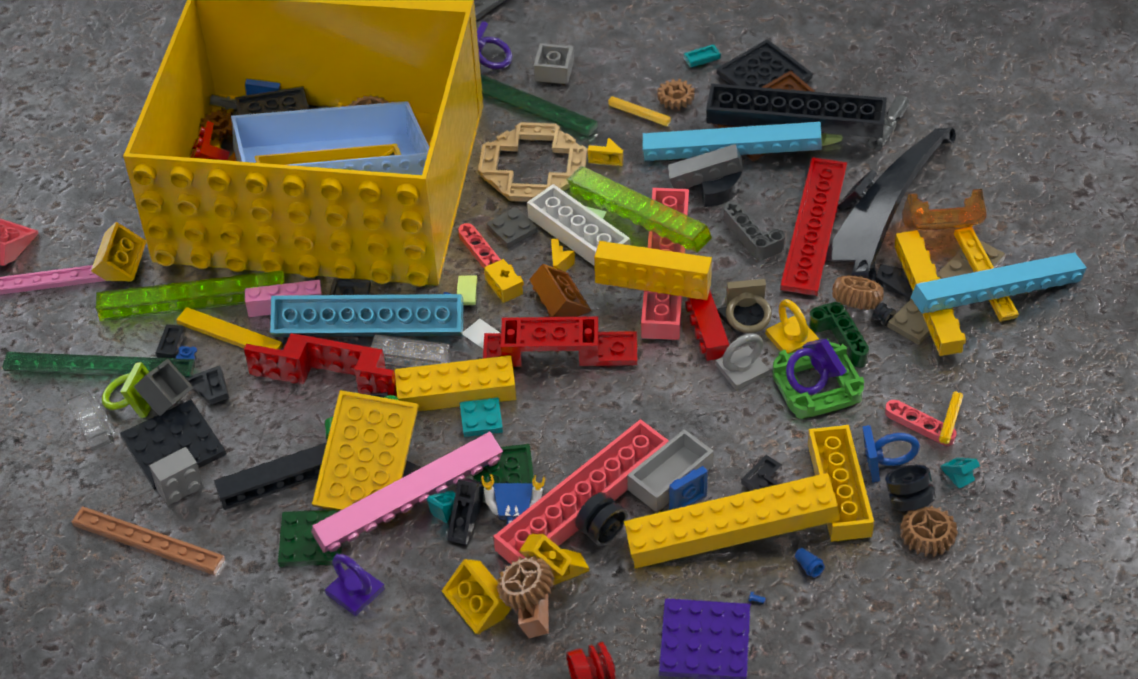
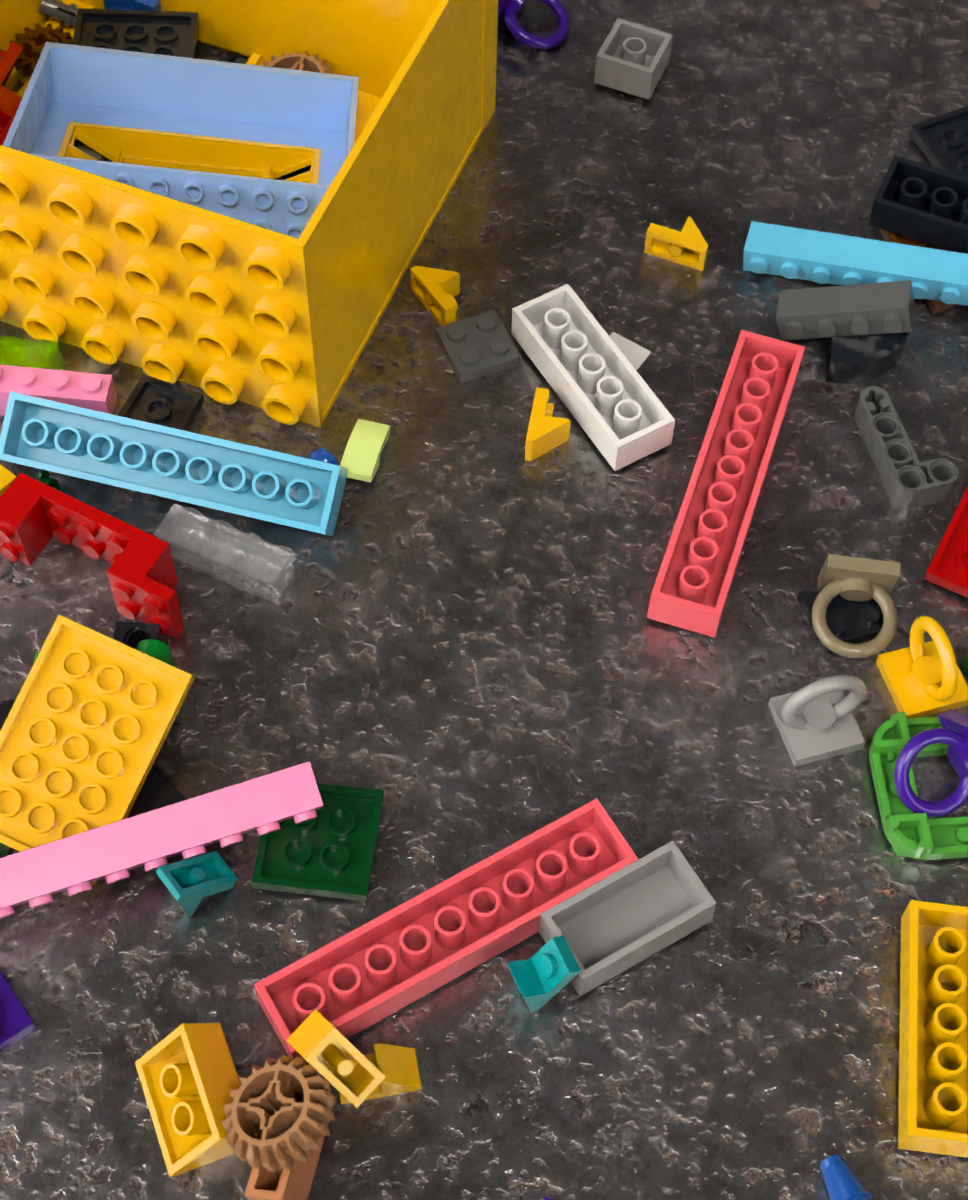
camera: 10 degrees right, 10 degrees up
(455, 382) = (286, 635): yellow brick -> none
(465, 509) = (225, 904): black slope -> none
(476, 250) = (410, 374): coral beam -> none
(477, 330) = (369, 543): white sticker -> none
(481, 204) = (437, 291): none -> yellow slope
(481, 417) = (315, 710): teal plate -> none
(504, 280) = (433, 447): yellow brick -> none
(509, 141) = (518, 184): tan plate -> none
(511, 499) = (313, 907): torso -> none
(538, 106) = (584, 129): clear green plate -> none
(558, 292) = (523, 495): dark orange slope -> none
(562, 334) = (497, 588): red bracket -> none
(601, 519) = (468, 994): black wheel -> none
(637, 500) = (544, 972): none -> teal slope
(639, 111) = (758, 176): yellow axle -> none
(639, 209) = (709, 371): clear neon green brick -> none
(653, 270) = (697, 500): yellow brick -> none
(676, 94) = (828, 158): medium nougat gear -> none
(688, 489) = (648, 972): blue plate -> none
(702, 55) = (892, 97): teal plate -> none
(707, 327) = (773, 622): red brick -> none
(731, 520) = (717, 1067): yellow brick -> none
(762, 474) = (792, 977): black plate -> none

